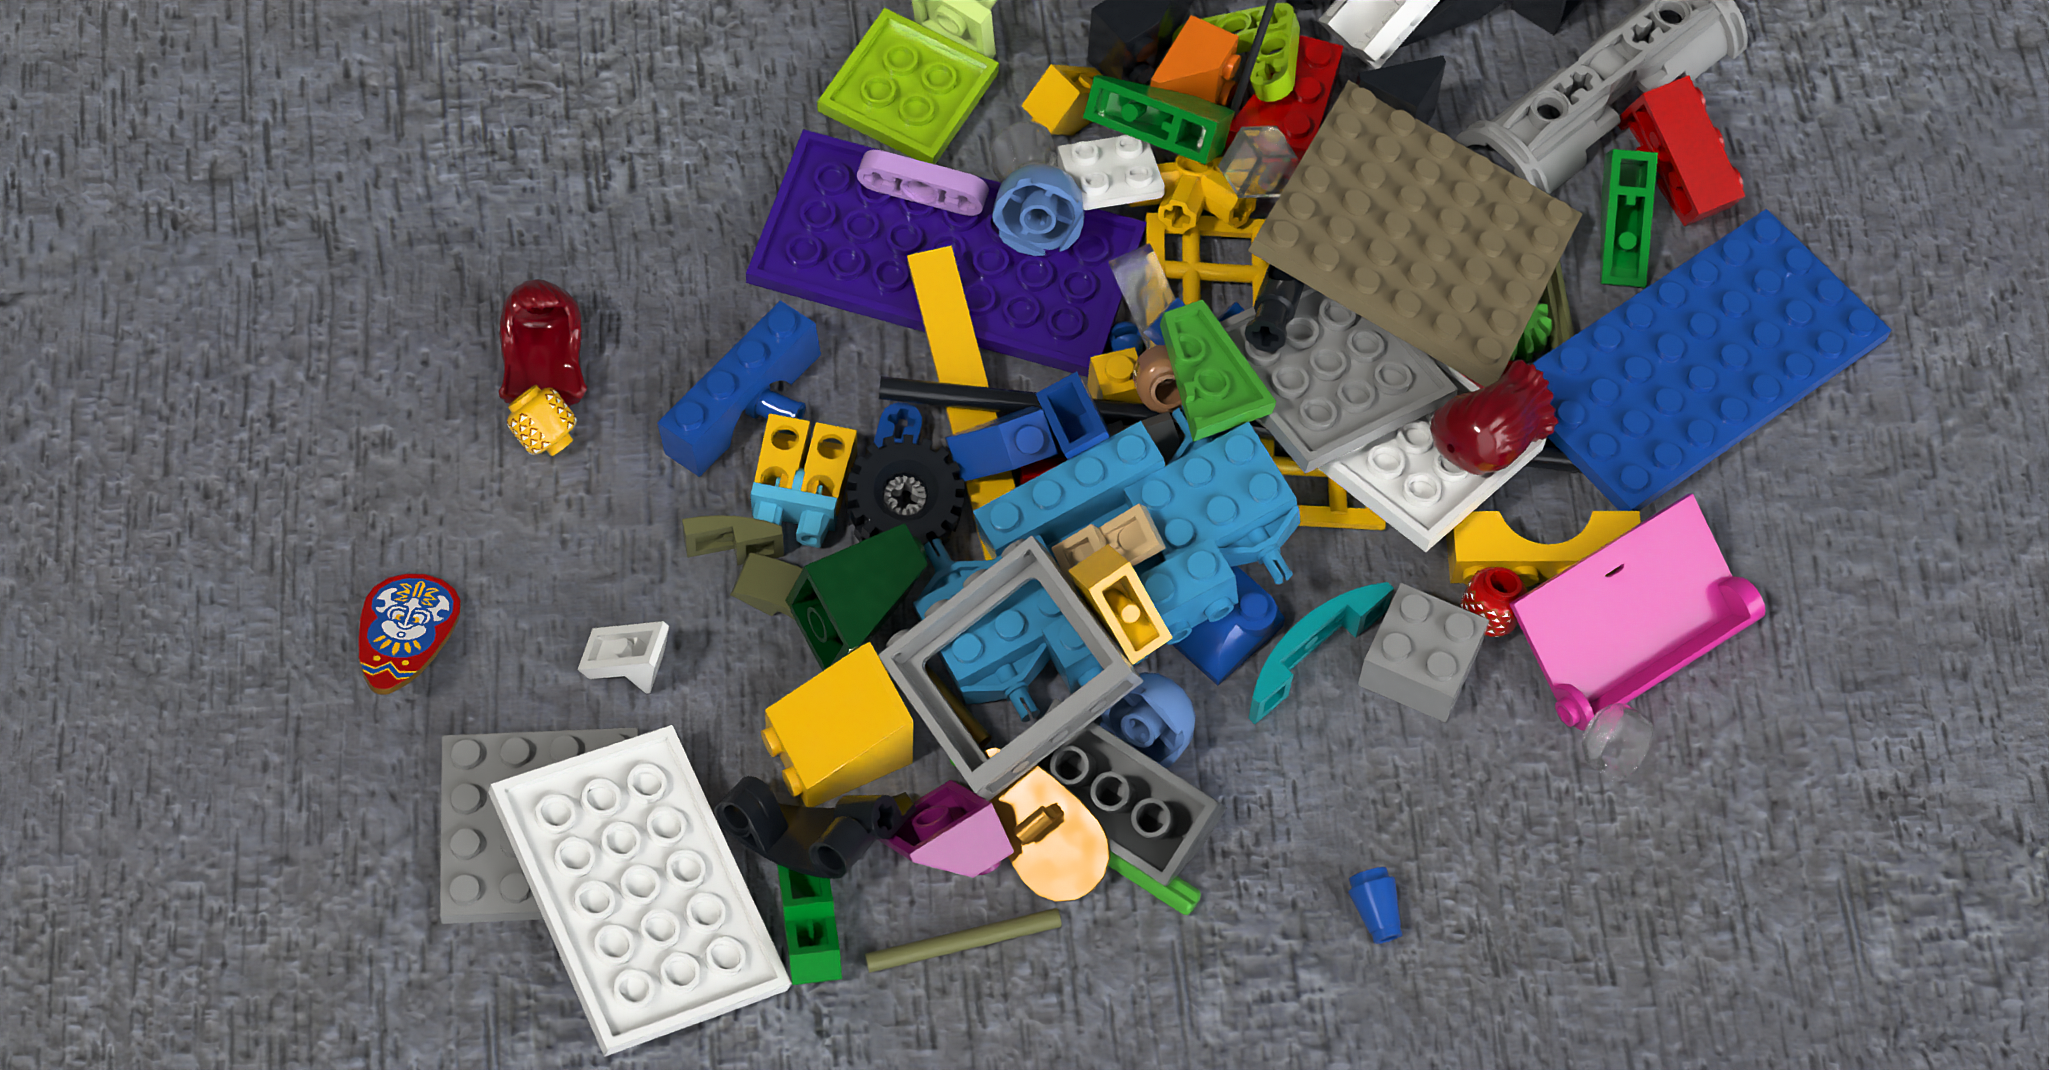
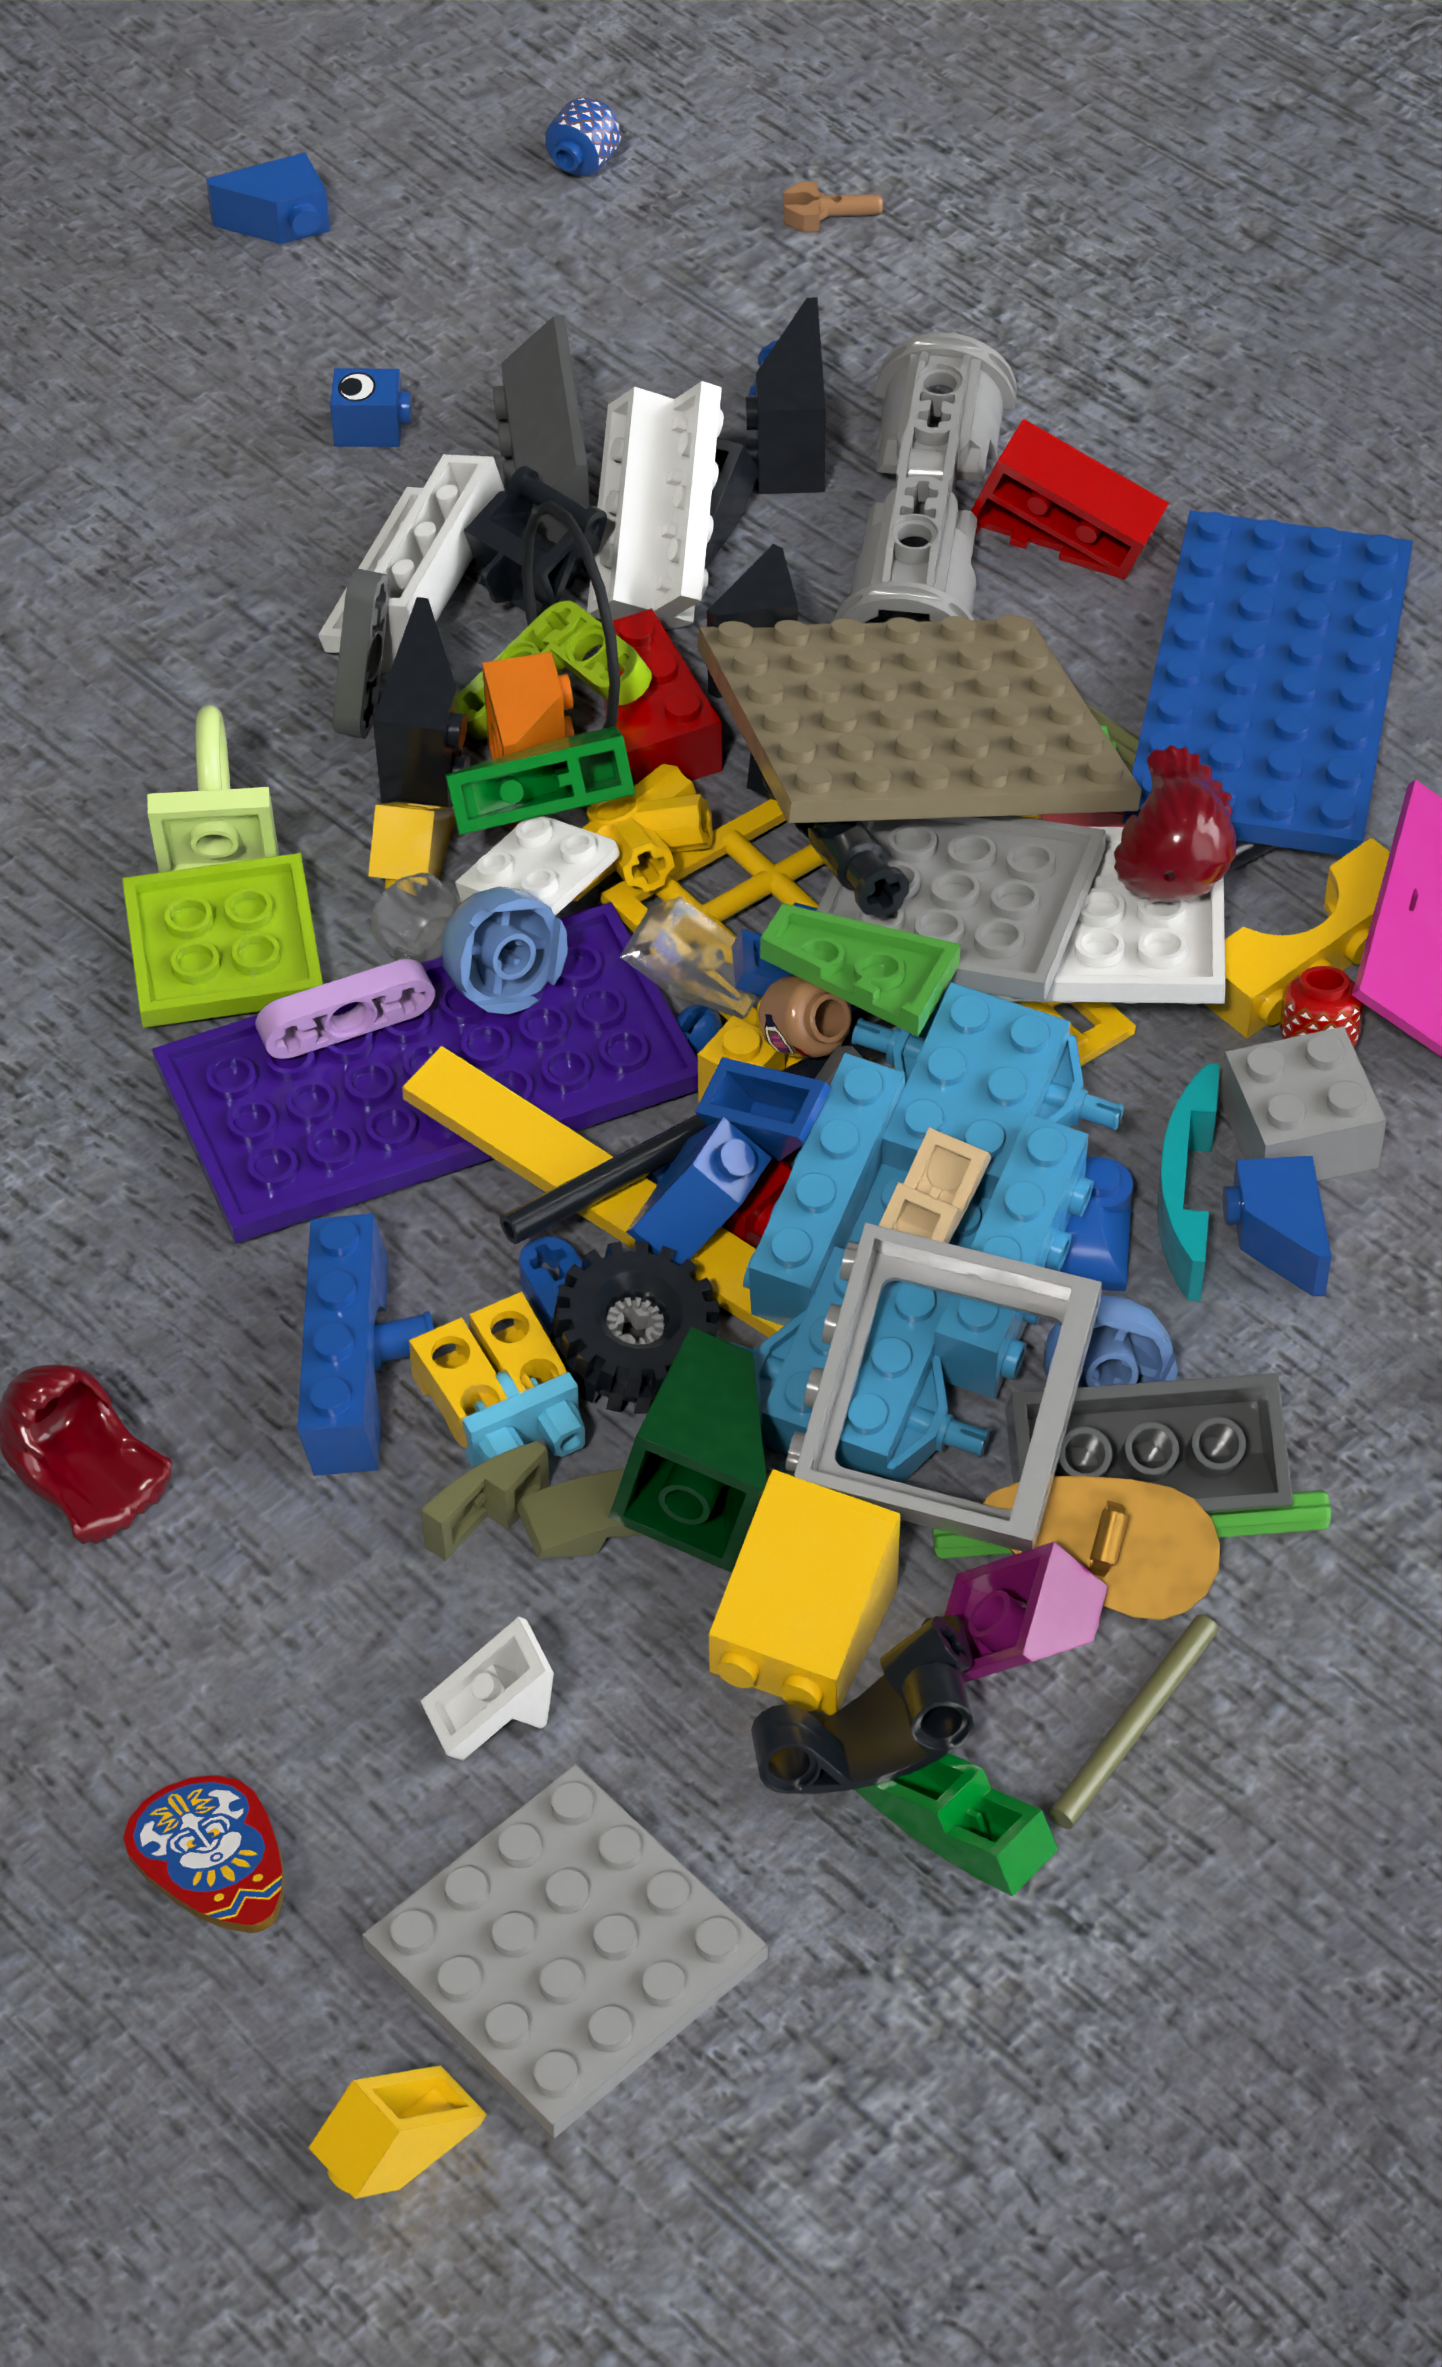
camera: 35 degrees left, 10 degrees down
(359, 853) = (393, 2129): none -> yellow slope
(541, 420) = (151, 1527): yellow head -> none
(638, 889) = (757, 1919): white plate -> none
(1120, 603) = (1008, 1220): yellow slope -> none
(1259, 162) = (695, 753): clear slope -> none
(1344, 708) = (1281, 1218): none -> blue slope
(1626, 216) = (1070, 593): green slope -> none

